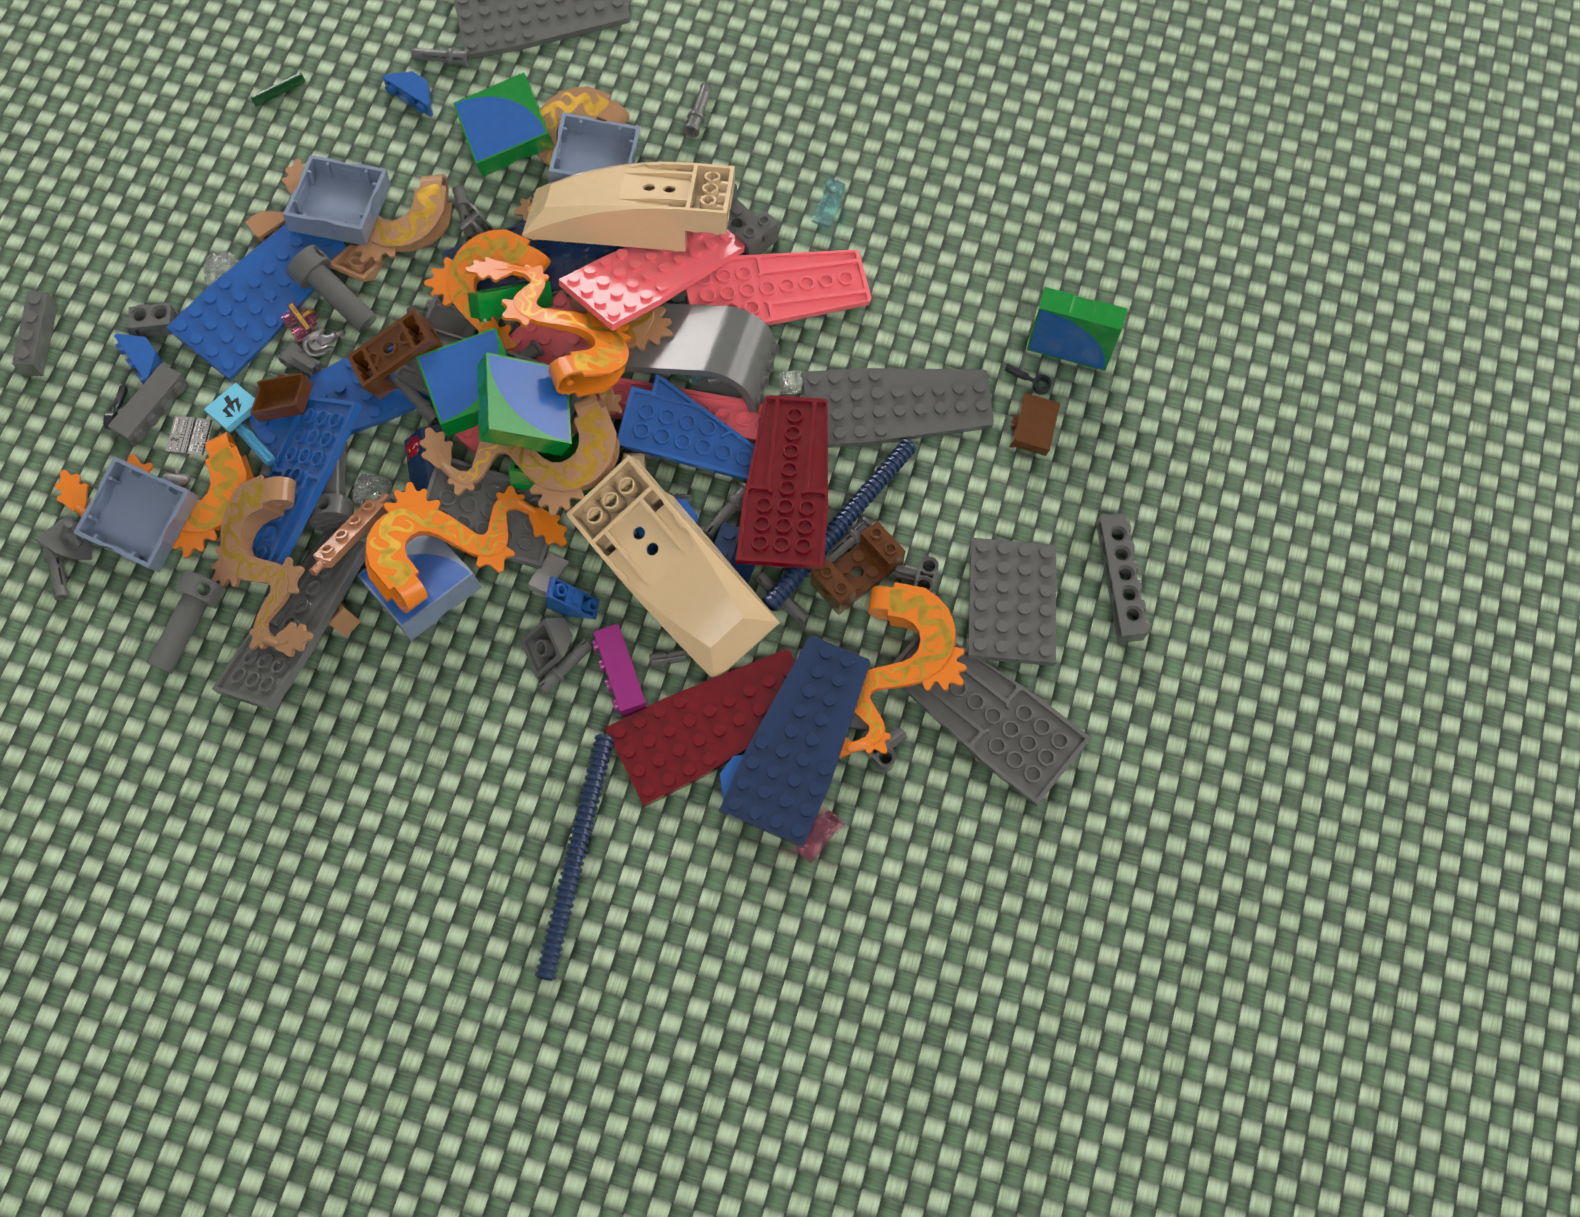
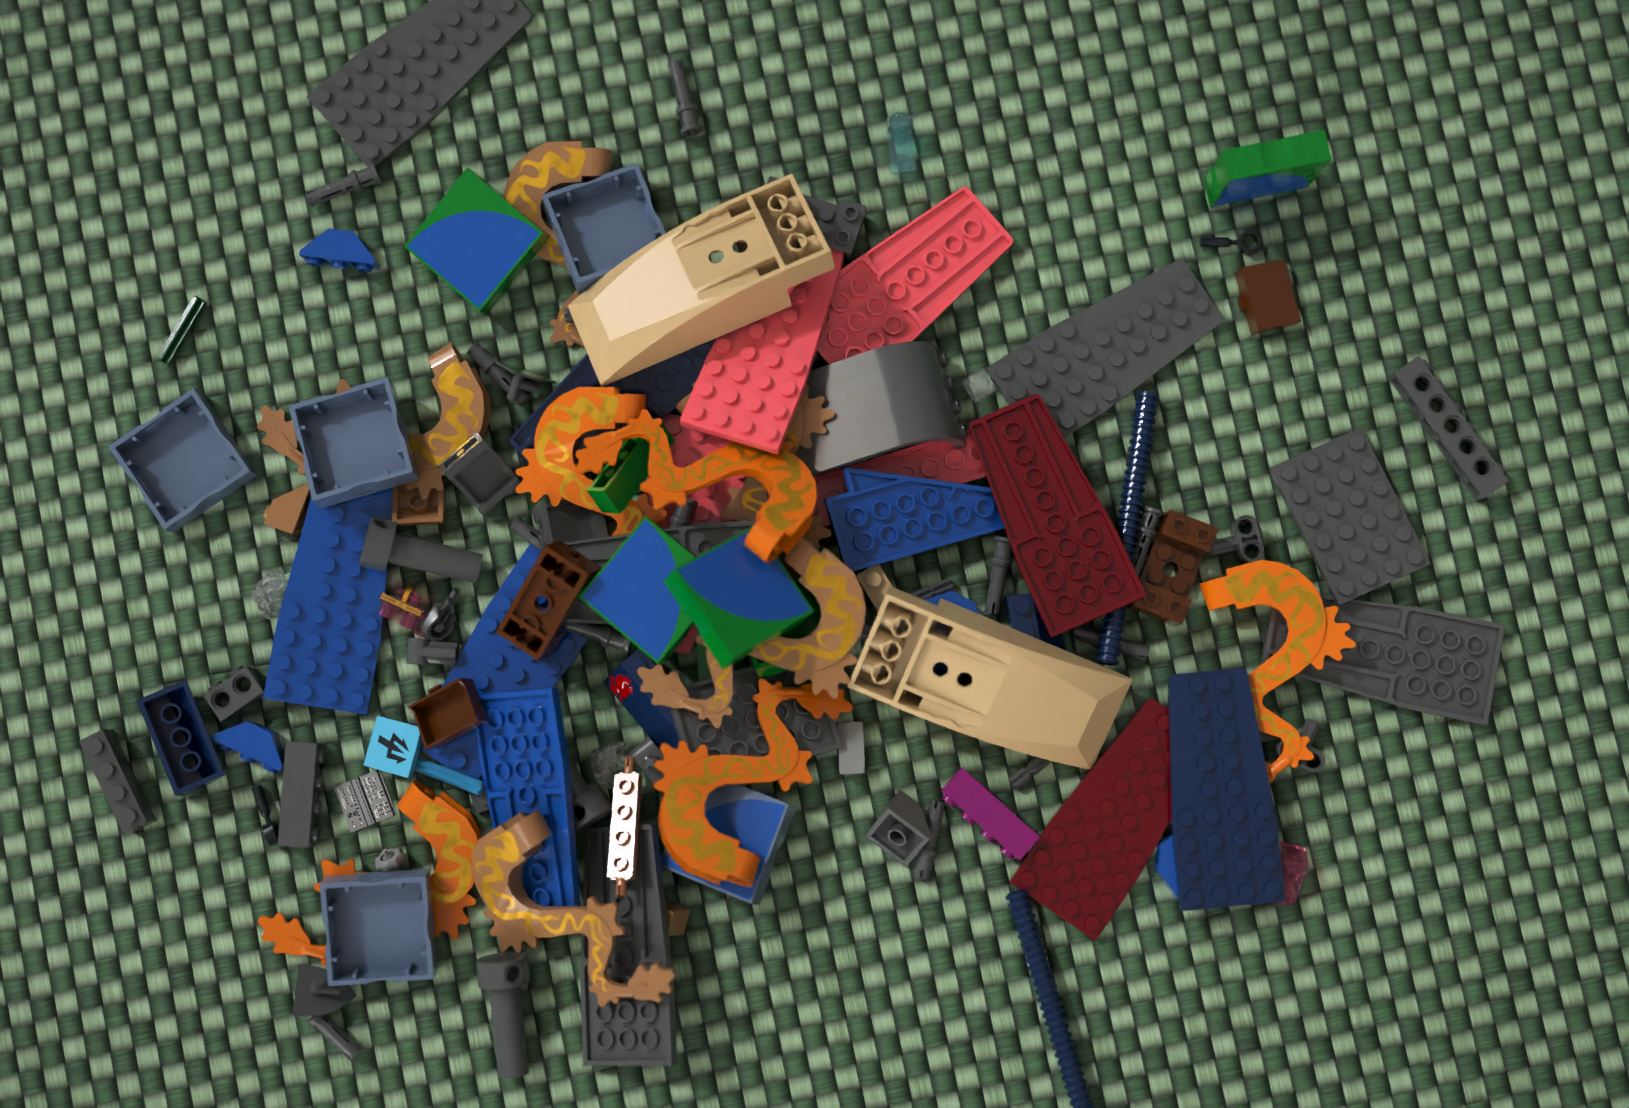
camera: 25 degrees left, 15 degrees up
(93, 326) = (181, 738): none -> dark blue slope
(222, 163) = (183, 460): none -> sand blue tile
(408, 262) = (480, 474): none -> dark grey panel
(570, 600) = (897, 767): blue slope -> none

